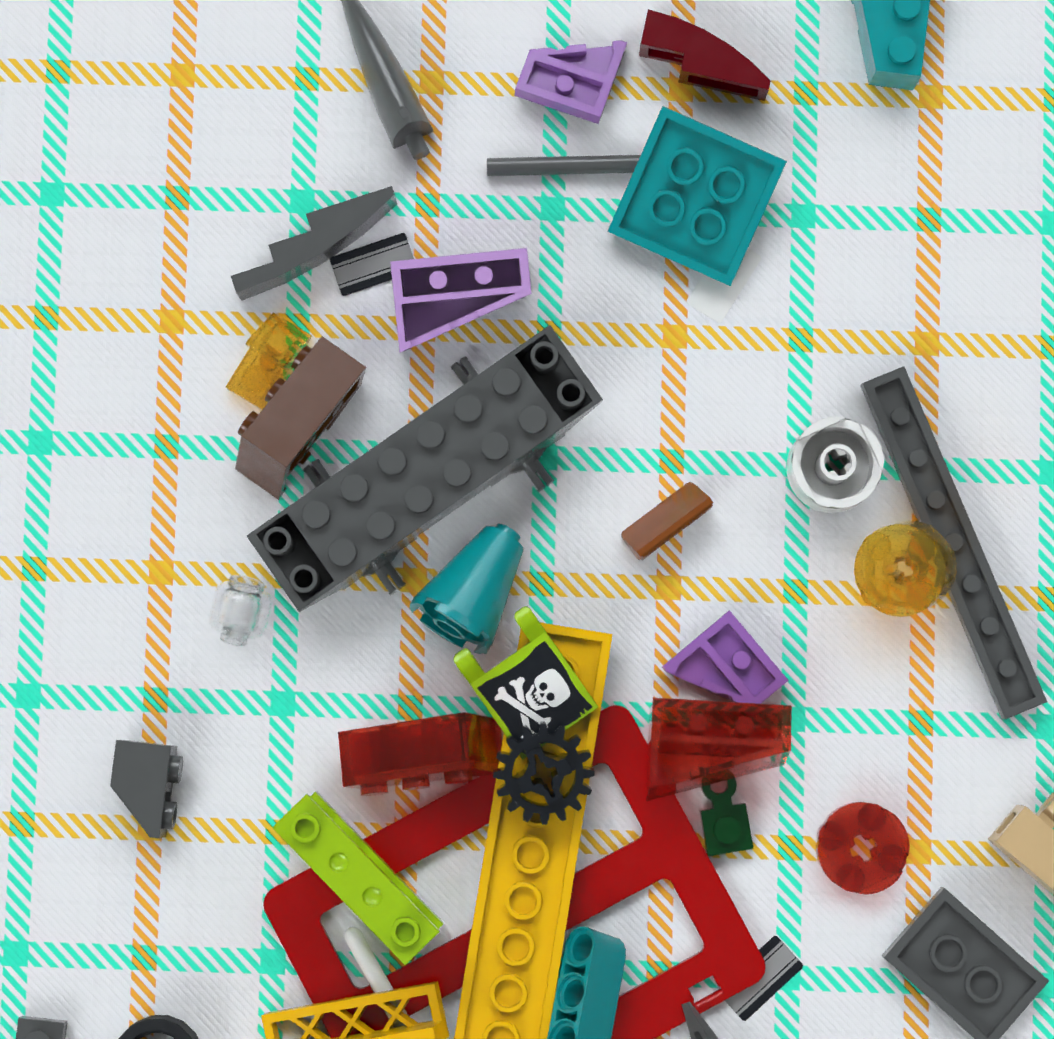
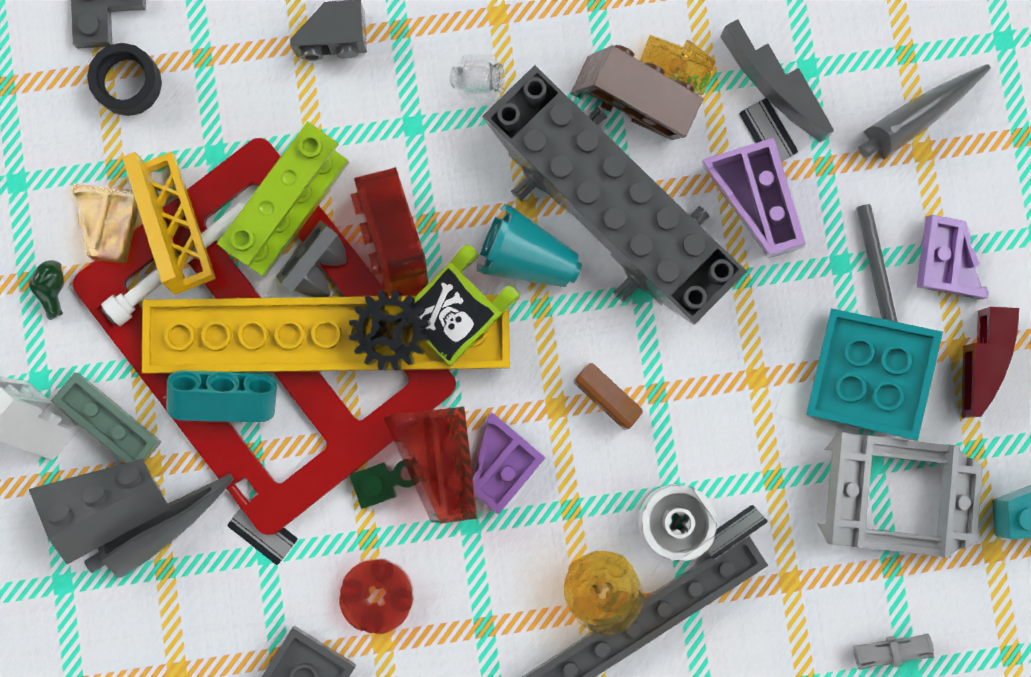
camera: 80 degrees right, 0 degrees up
(444, 873) = (301, 272): none -> dark grey tile
(830, 251) = (850, 493): none -> light grey wedge
(855, 395) = (736, 530): none -> sticker
(1029, 237) = (893, 651): none -> light grey pin

